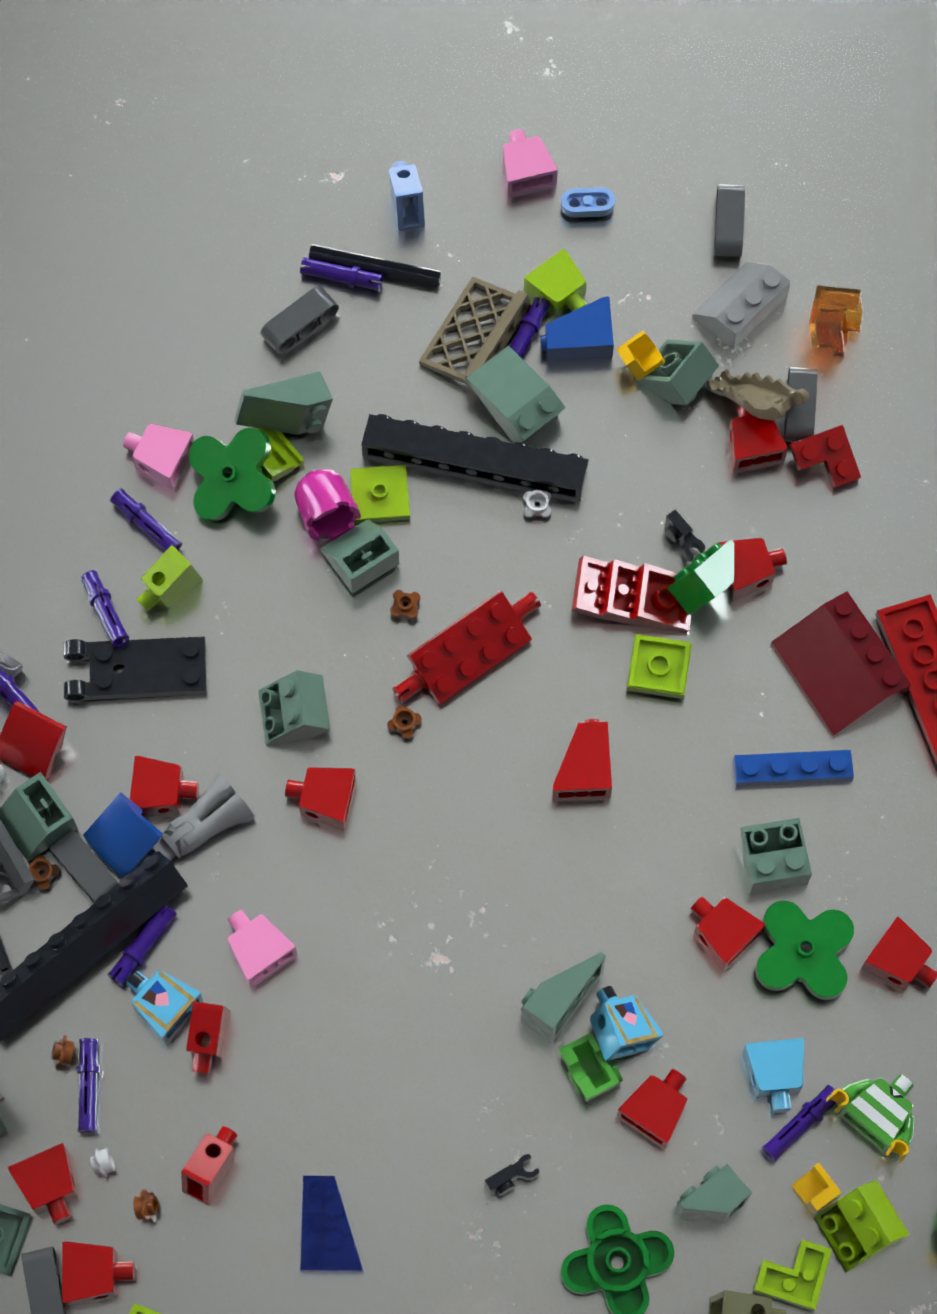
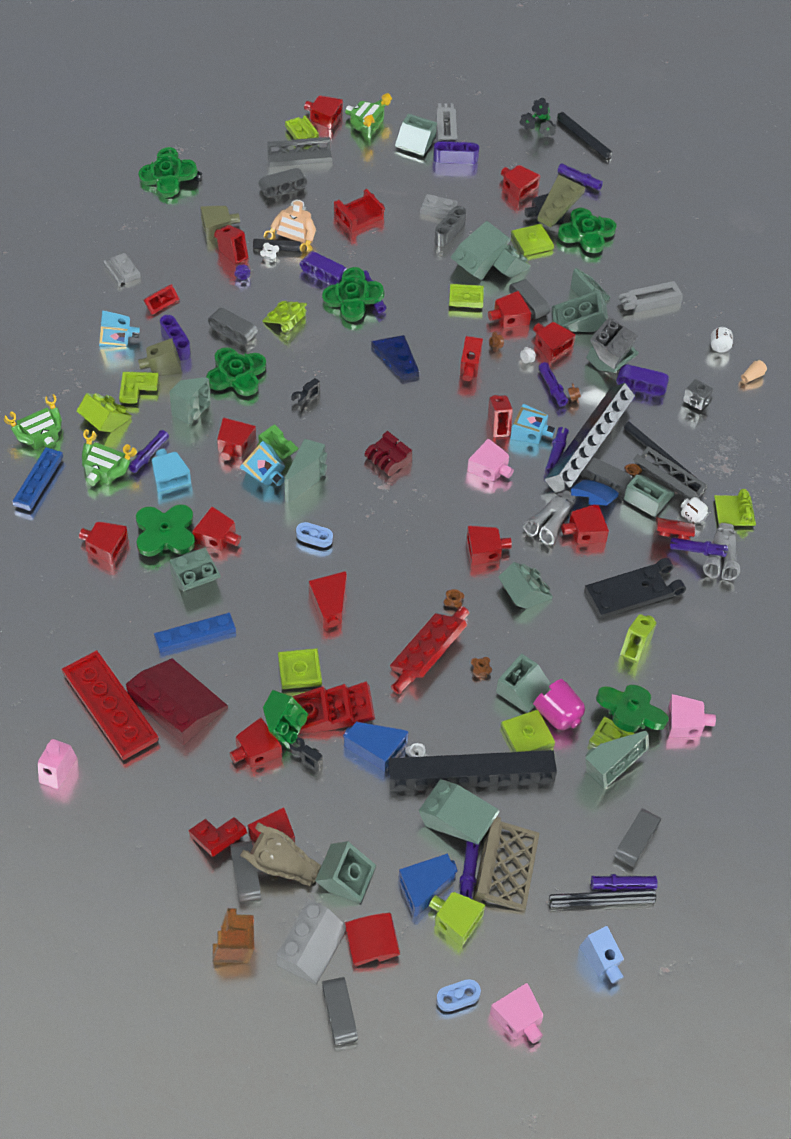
camera: 160 degrees right, 15 degrees down
(101, 600) = (678, 619): dark purple pin -> none
(137, 514) = (677, 675): dark purple pin -> none
(400, 1006) = (389, 454): none -> dark red legs
(579, 883) = (315, 534): none -> light blue plate
(588, 526) = (375, 742): none -> blue slope
(640, 355) = (376, 870): yellow panel -> none
(668, 286) = (372, 938): none -> red slope
(816, 1189) = (130, 423): yellow panel -> none

